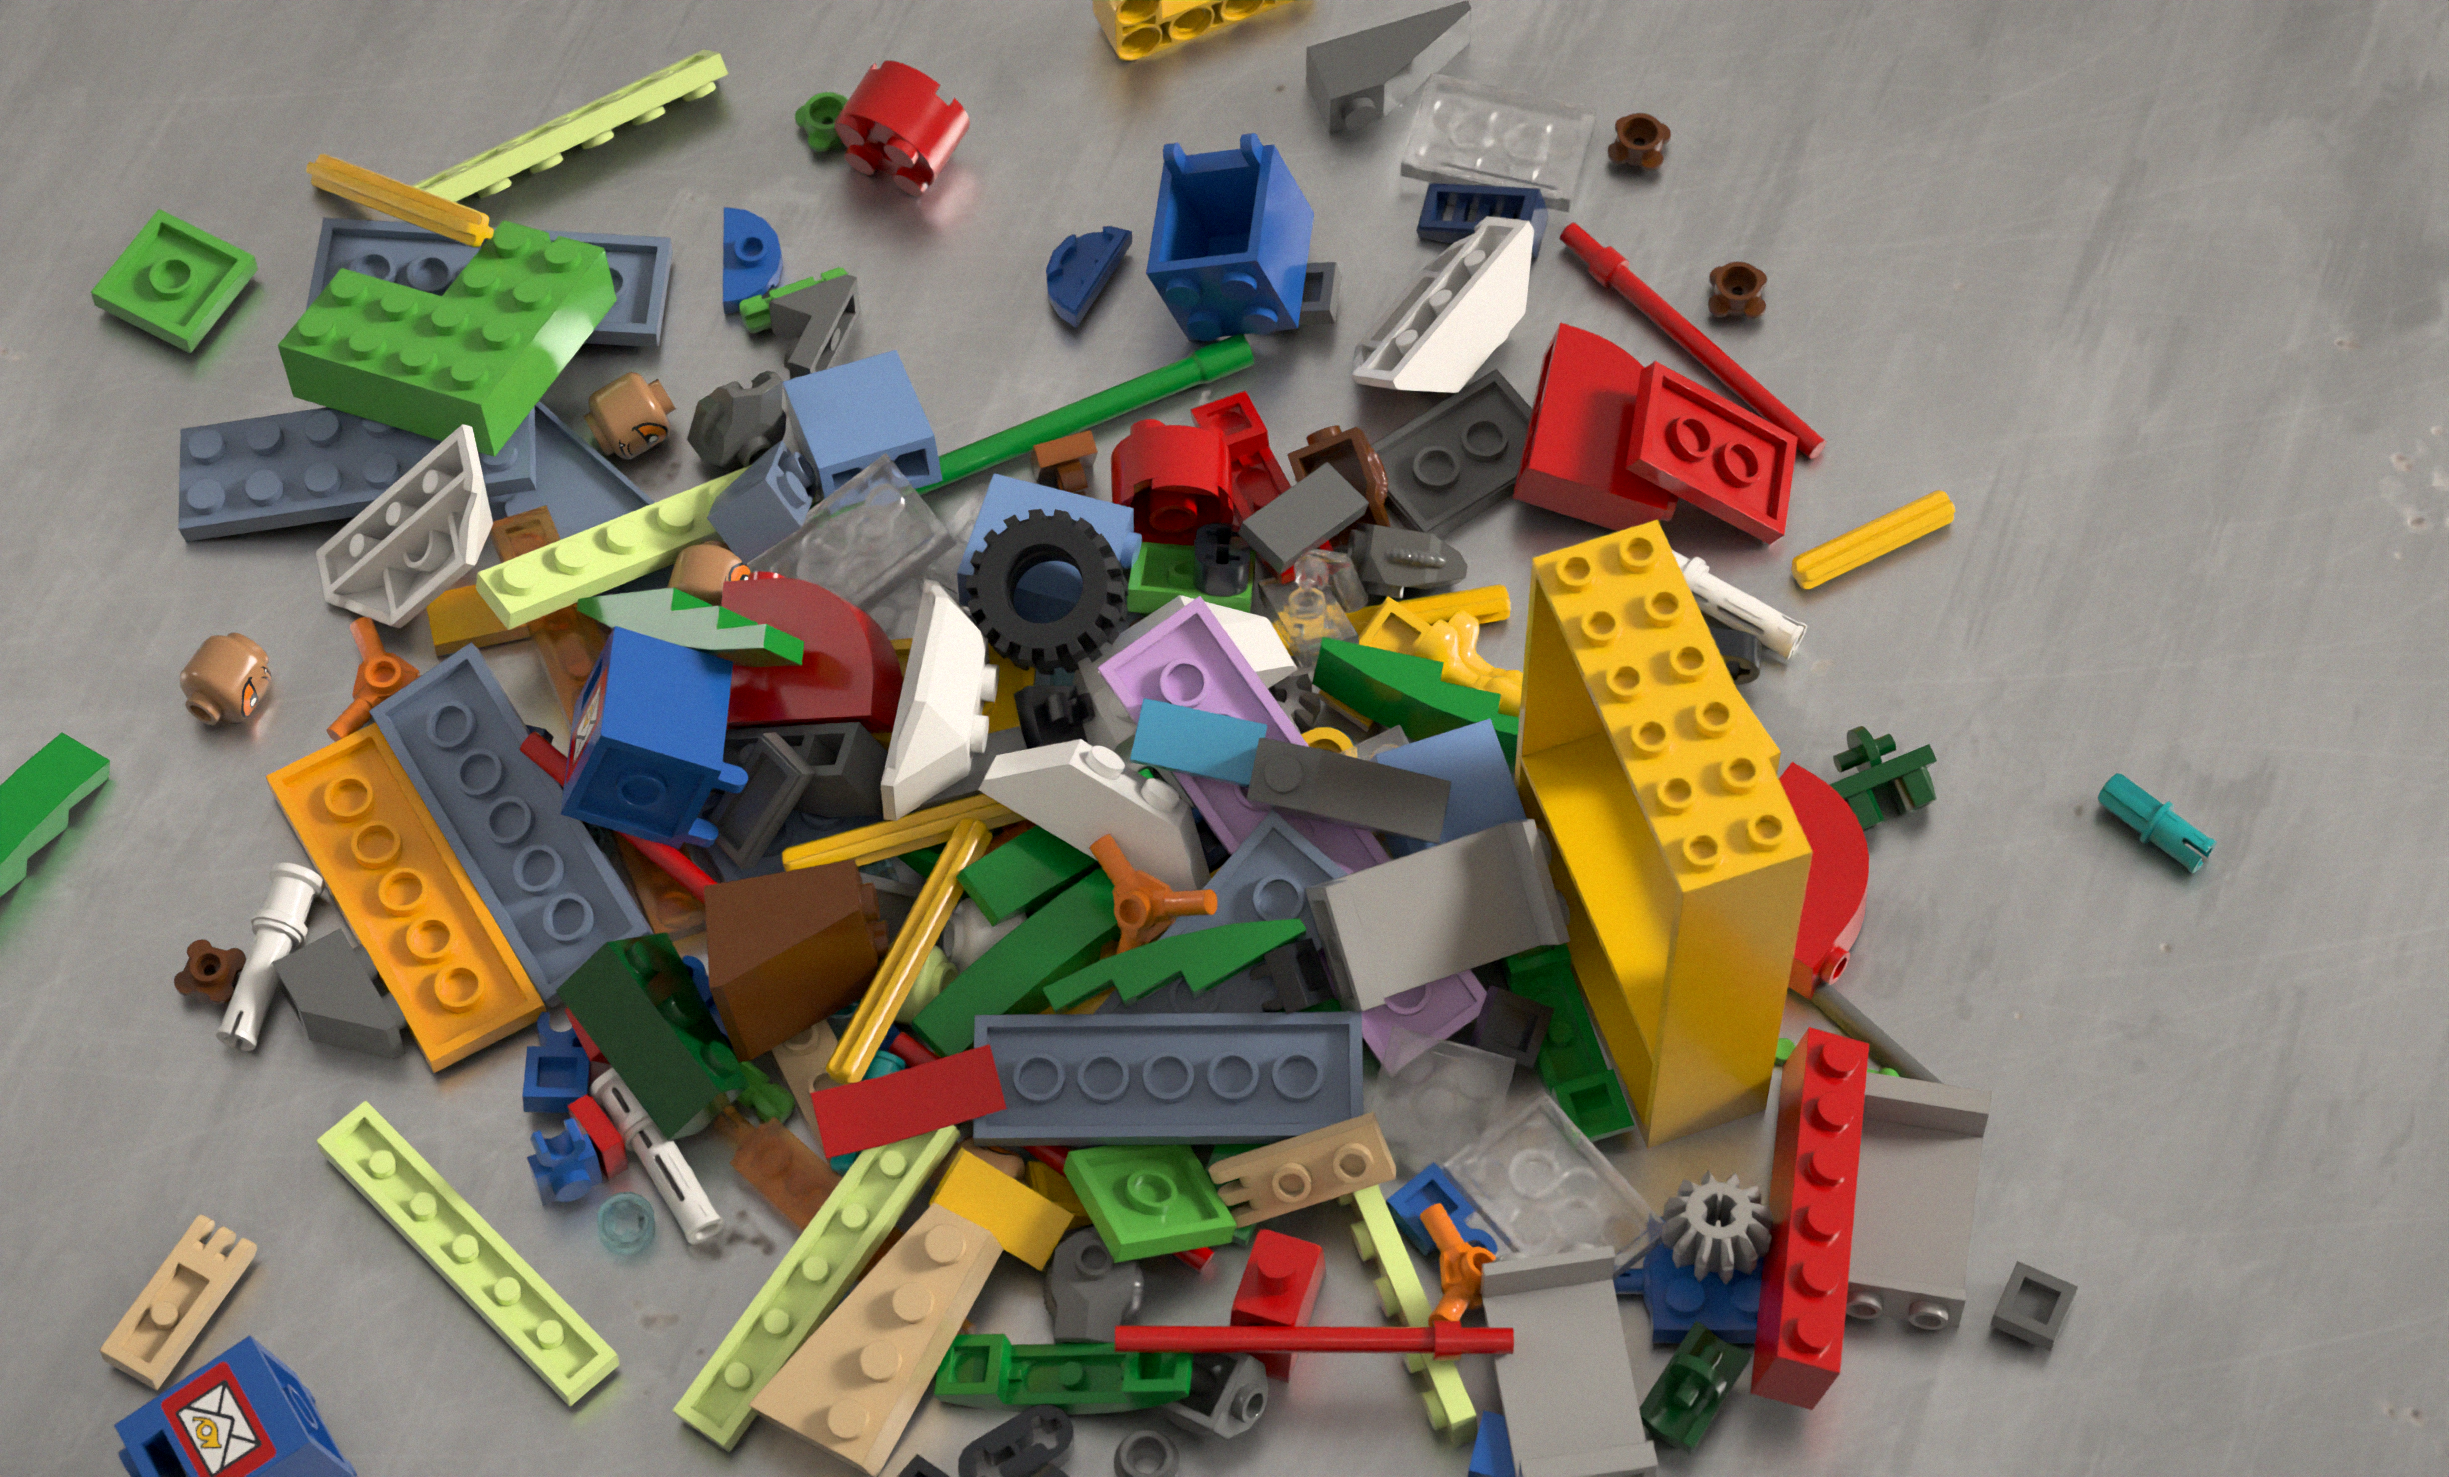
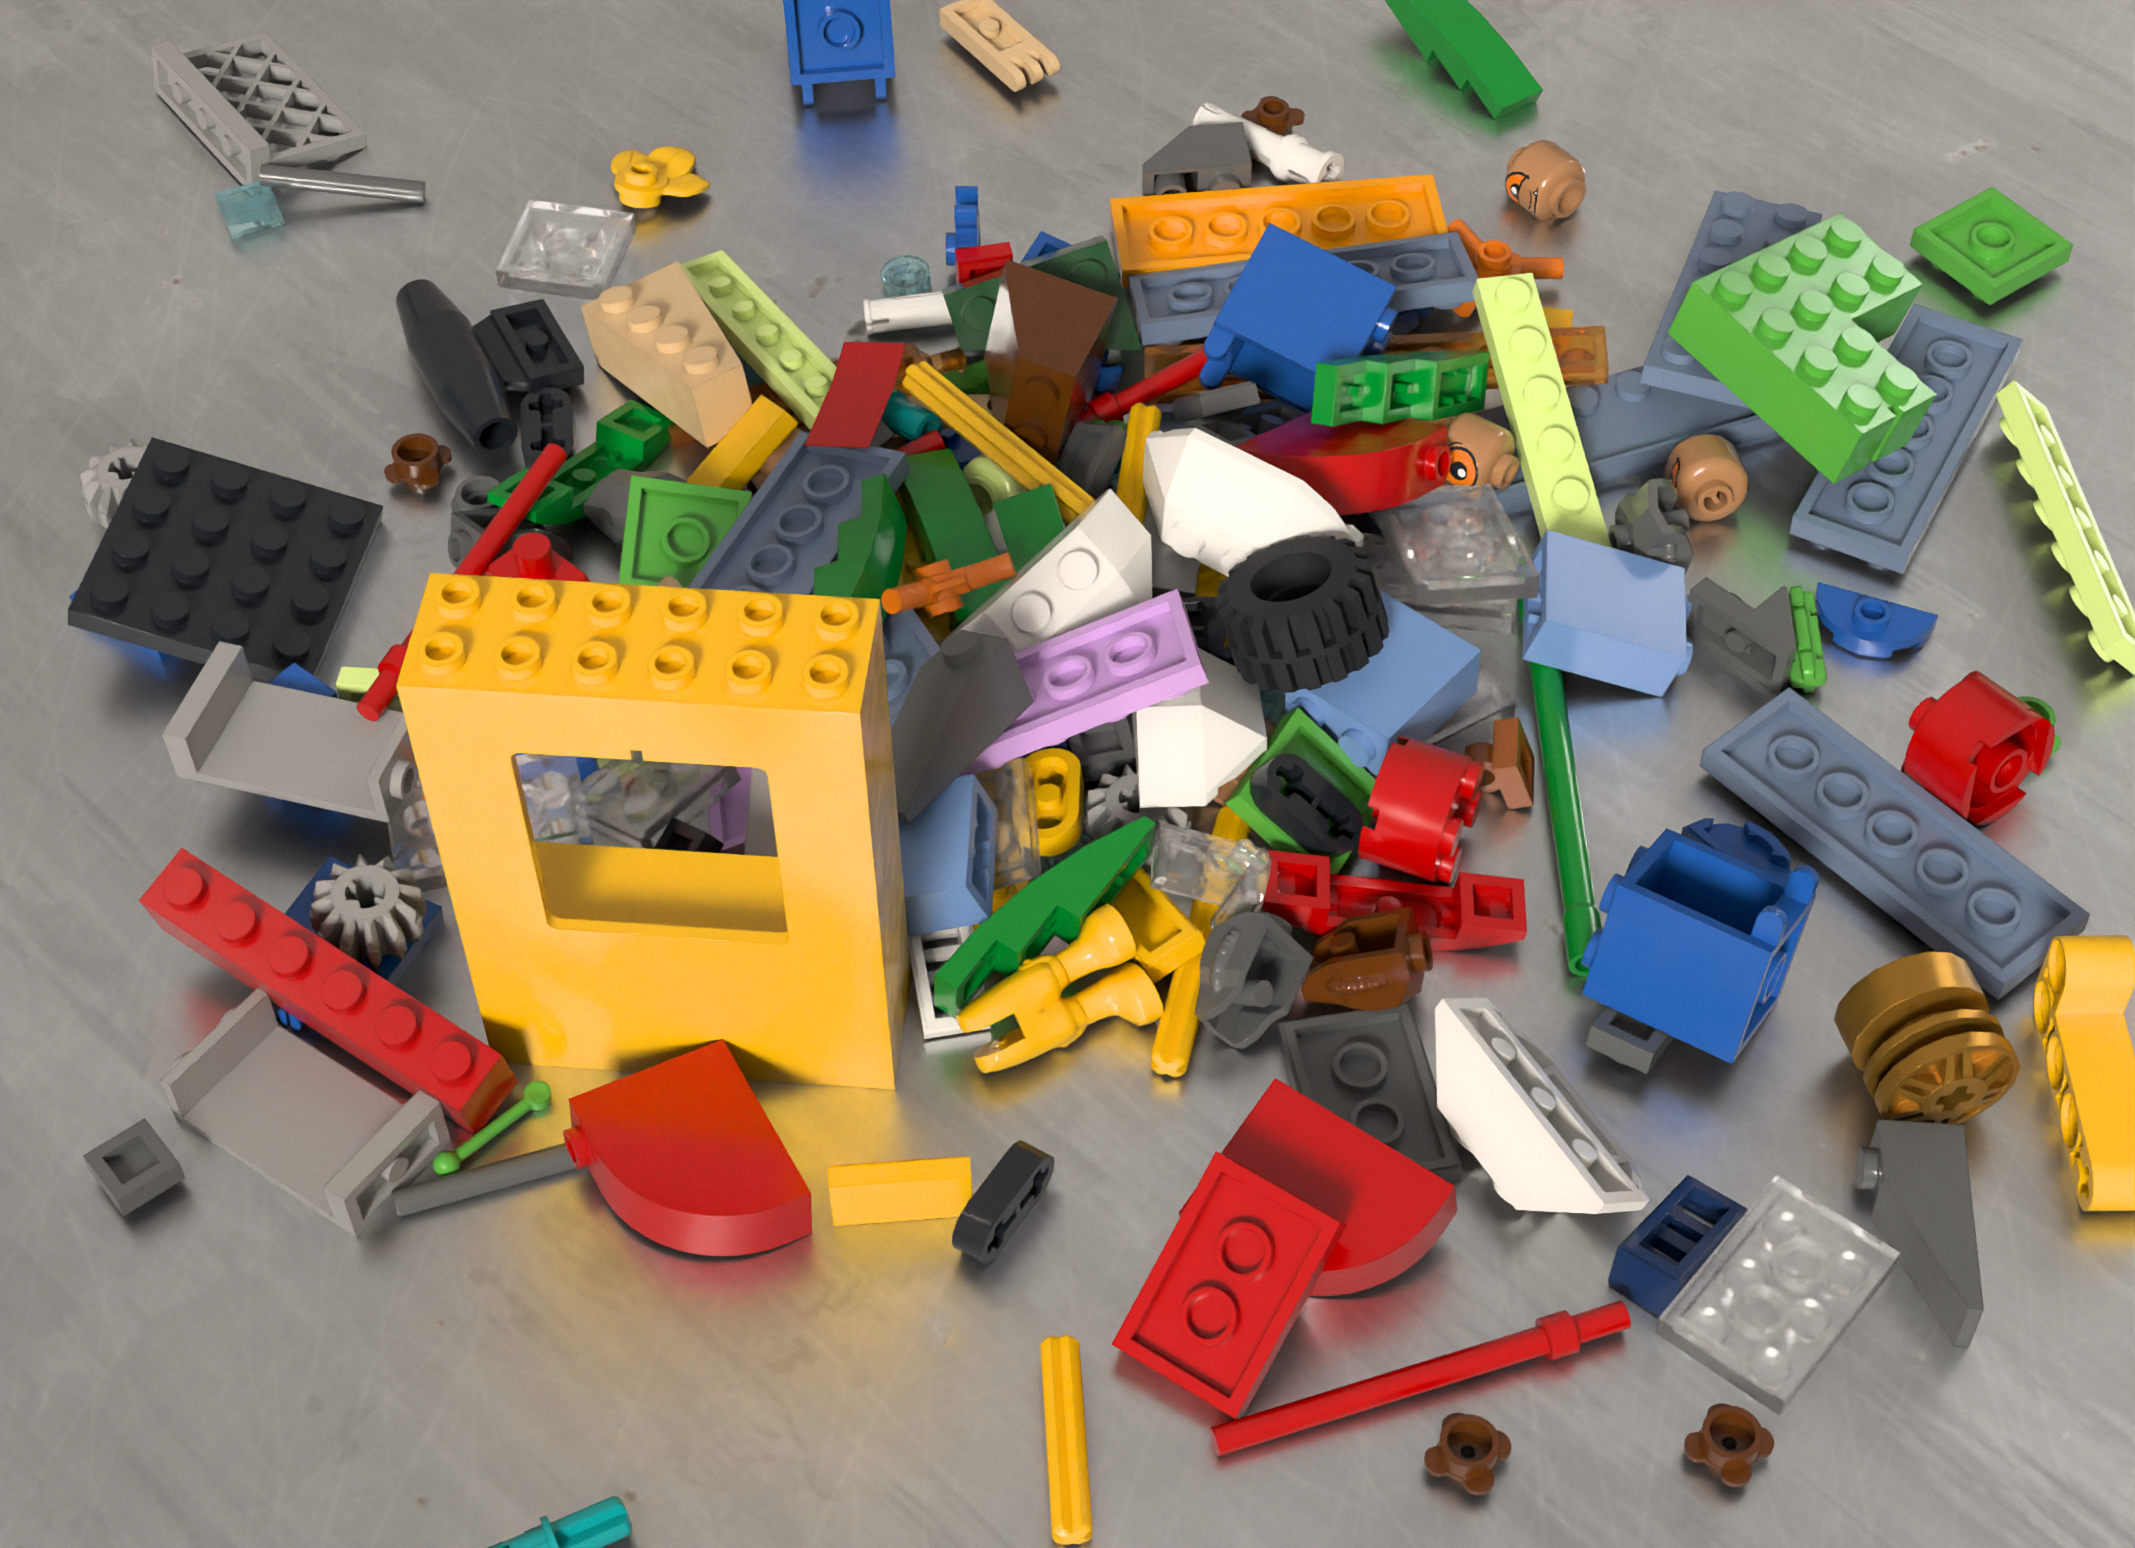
camera: 115 degrees right, 10 degrees down
(400, 200) = (2000, 356): yellow axle -> none
(411, 537) = (1613, 291): white wedge -> none
(468, 1253) = (930, 186): yellowish green plate -> none
(764, 503) = (1534, 493): sand blue slope -> none
(1006, 182) = (1893, 841): none -> sand blue plate
(1196, 742) = (1066, 641): dark azure tile -> none
(1241, 82) = (1926, 1040): none -> pearl gold wheel
(1303, 517) = (1316, 878): dark grey tile -> none
(1692, 1388) = (254, 854): dark green hips -> none
(1739, 609) = (1095, 1227): white pin -> none
(1904, 775) = (771, 1286): dark green hips -> none

